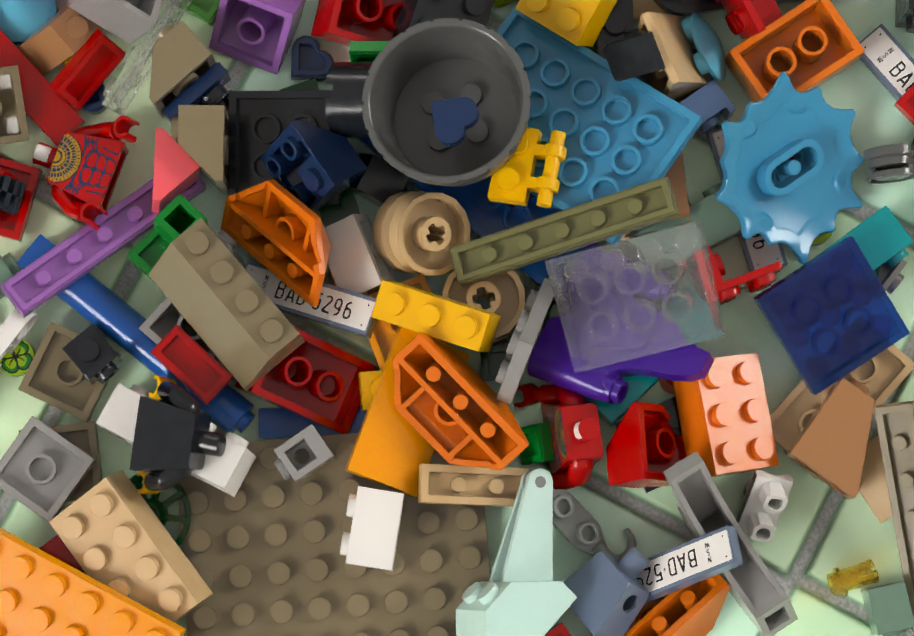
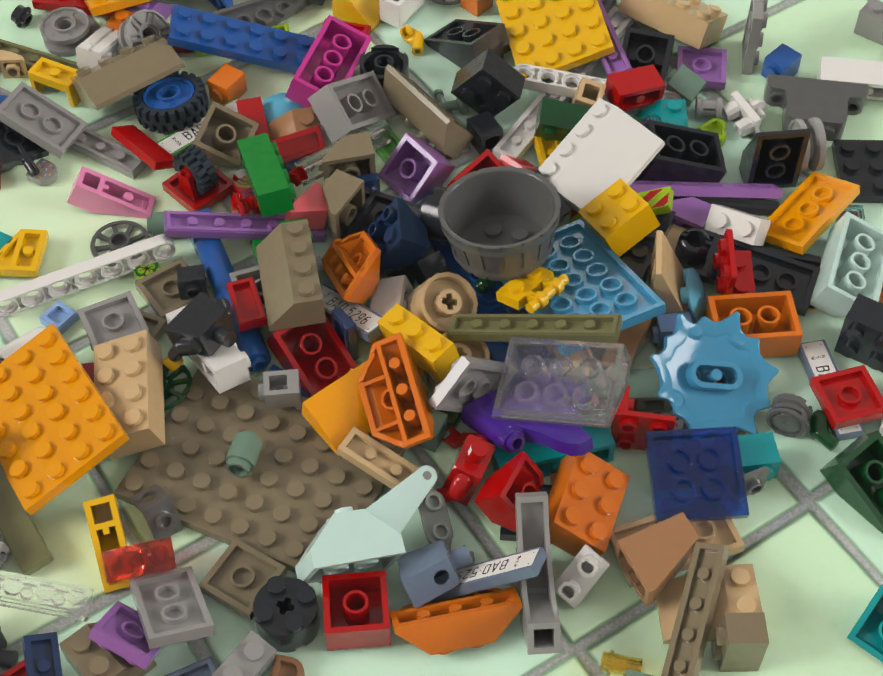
camera: 30 degrees right, 30 degrees down
(89, 158) = (266, 174): none -> green brick
(313, 560) = (243, 453): none -> sand green brick
(329, 333) = (346, 330): none -> dark blue tile
(373, 528) = (296, 454): white brick -> none
(453, 118) = (496, 213): dark blue tile -> none
(540, 445) = (443, 462): green tile -> none
(633, 55) = (639, 256): black slope -> none

